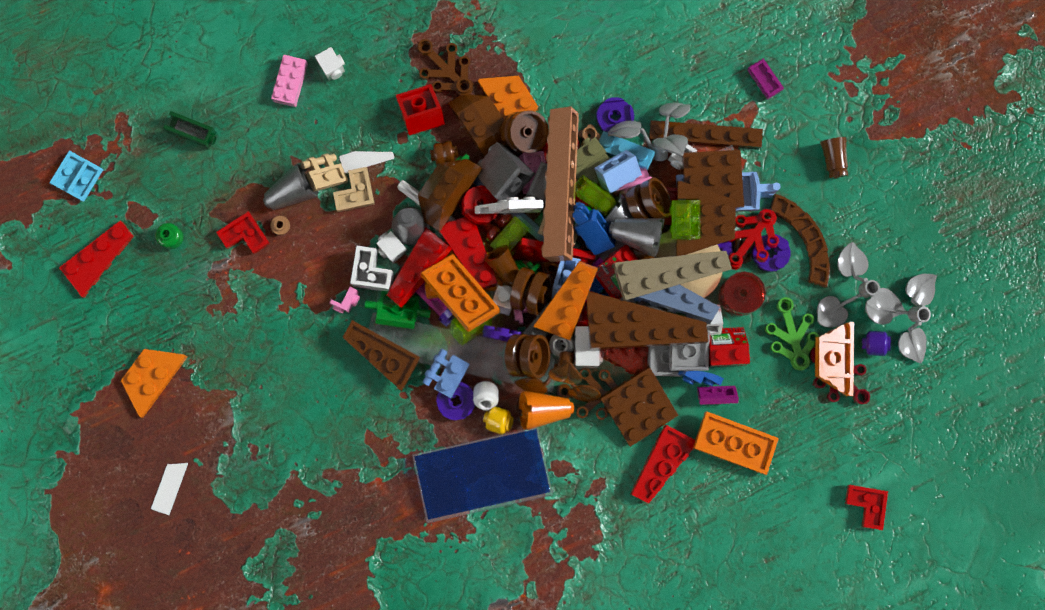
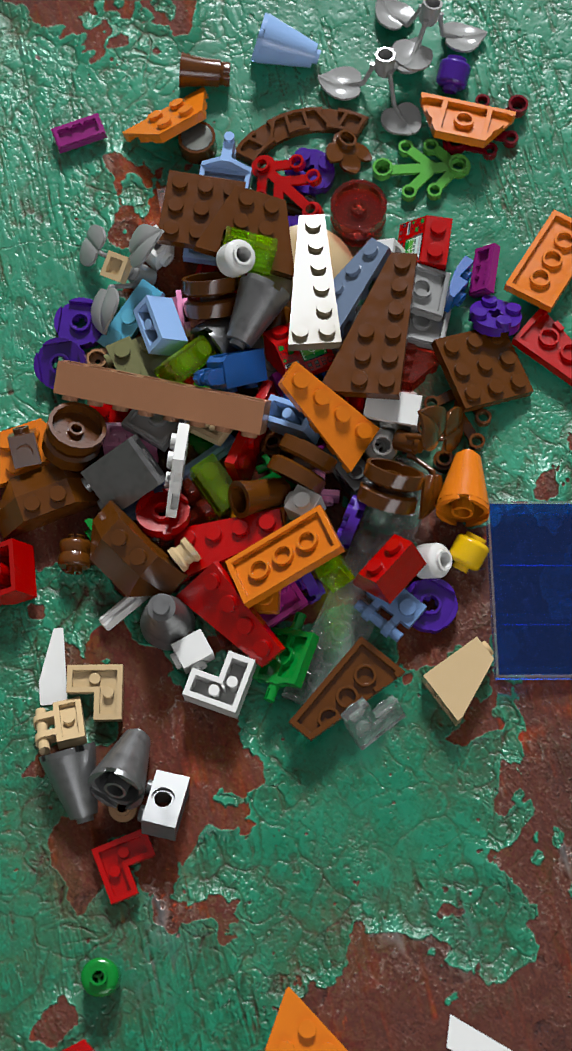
camera: 70 degrees left, 10 degrees down
(273, 255) = (164, 821): none -> brick
(301, 219) = (123, 771): none -> flat silver cone
(351, 299) = (257, 724): bright pink bracket -> none
(361, 373) = (368, 724): none -> clear plate
(407, 430) = (459, 677): none -> tan slope
(451, 225) = (184, 554): none -> tan wheel
(467, 367) = (390, 569): none -> red slope
(511, 100) = (24, 447): none -> reddish brown bracket
(585, 101) = (50, 354): none -> dark purple plate
(657, 130) = (116, 267): none -> tan plate
(671, 211) = (235, 258): none -> white head
(689, 408) = (495, 316): none -> dark purple plate
(709, 134) = (138, 204): reddish brown plate -> none
(776, 165) = (198, 143): none -> piece
(789, 143) = (172, 120): none -> orange wing
(790, 276) = (347, 152): none -> reddish brown plate
(871, 211) = (283, 45): none -> light blue cone

